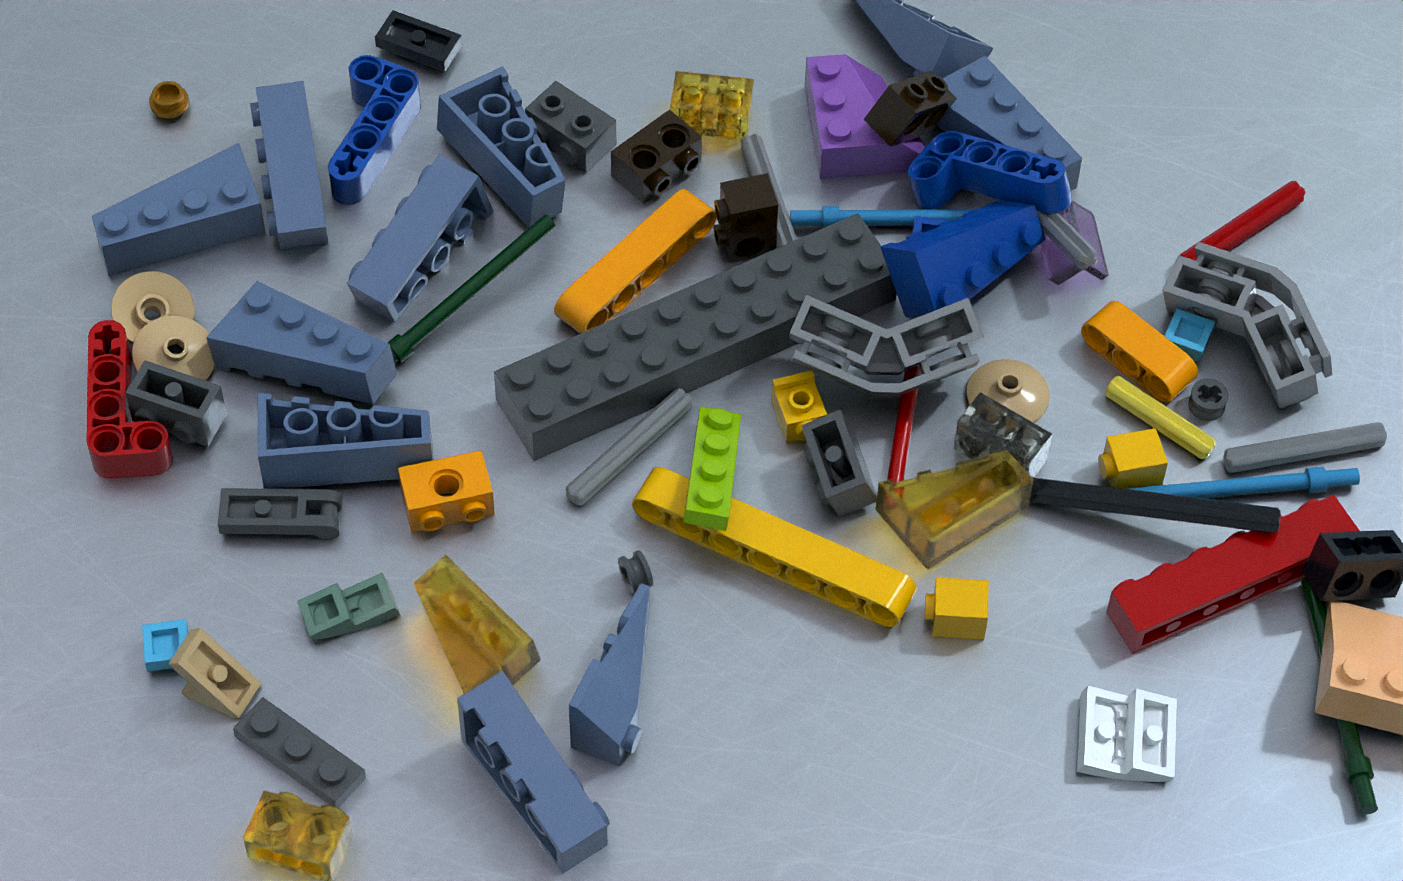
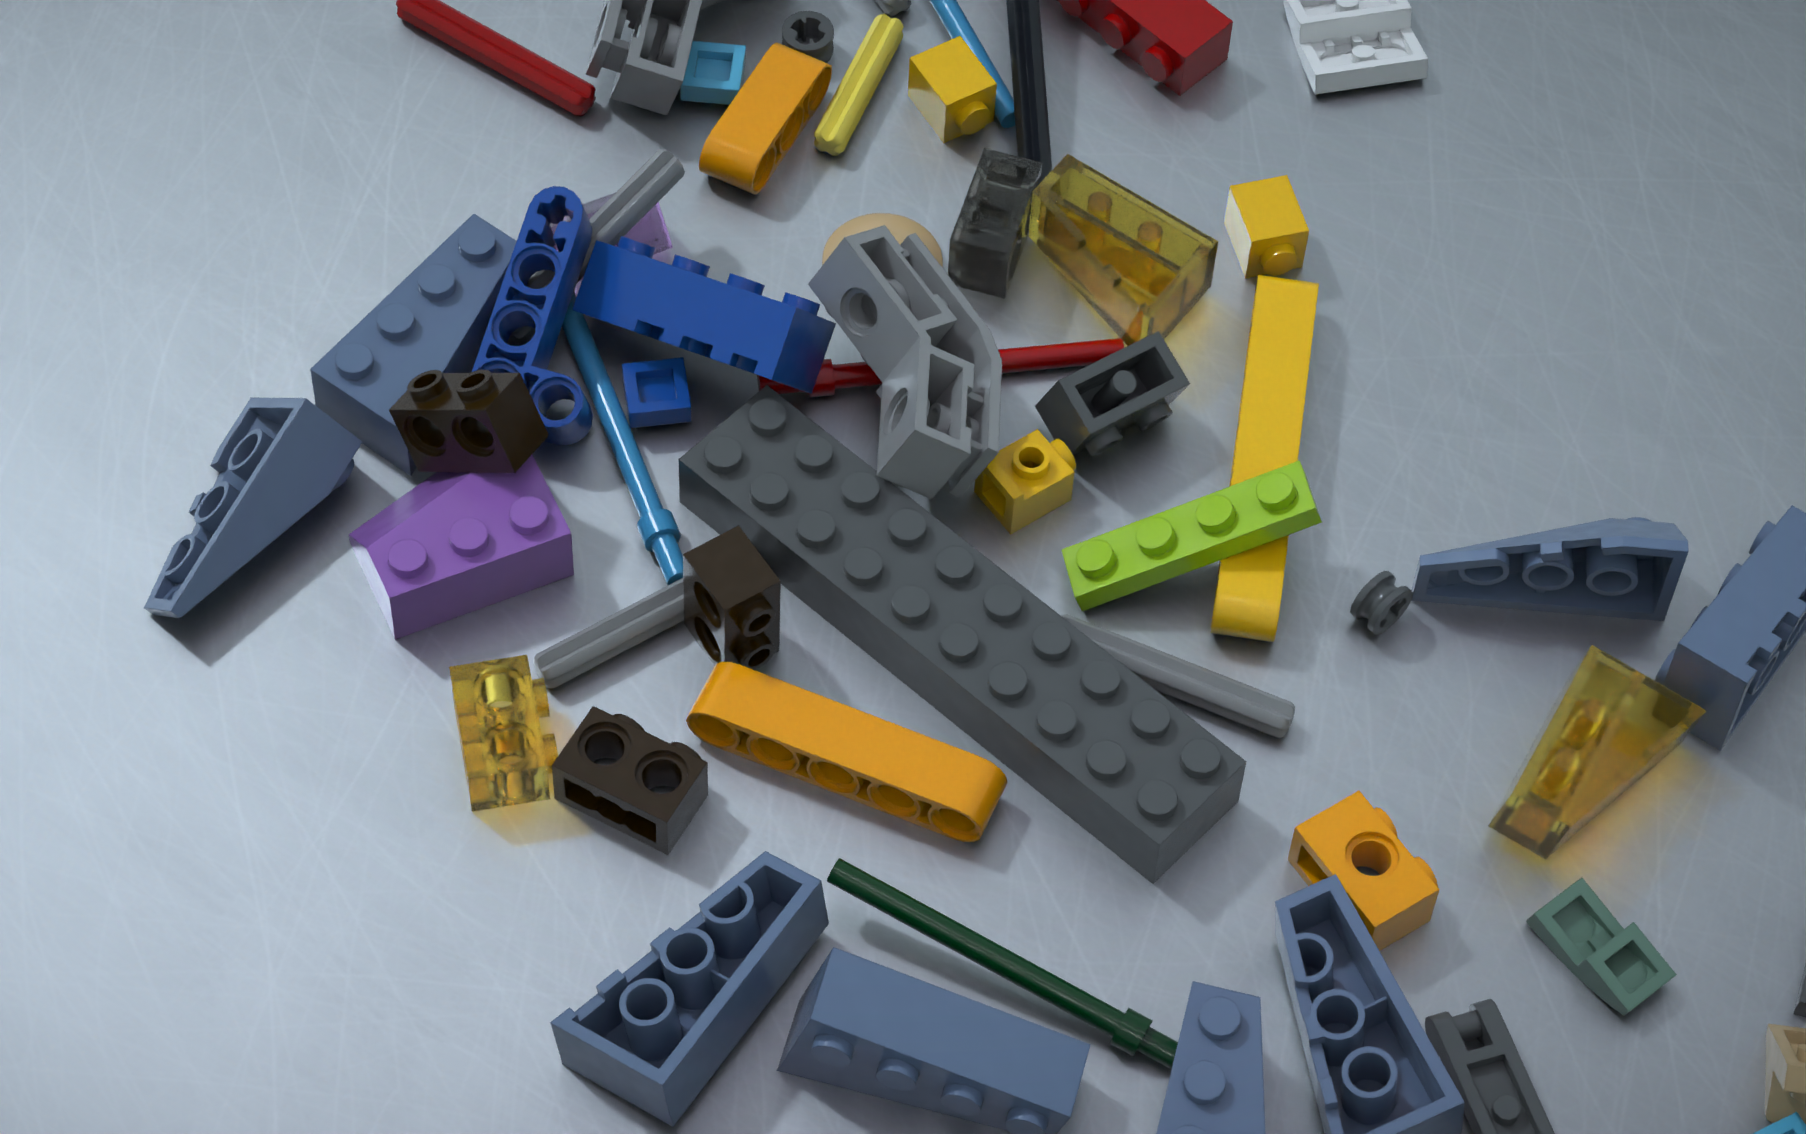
camera: 110 degrees left, 0 degrees up
(572, 126) = (612, 913): dark grey brick -> none

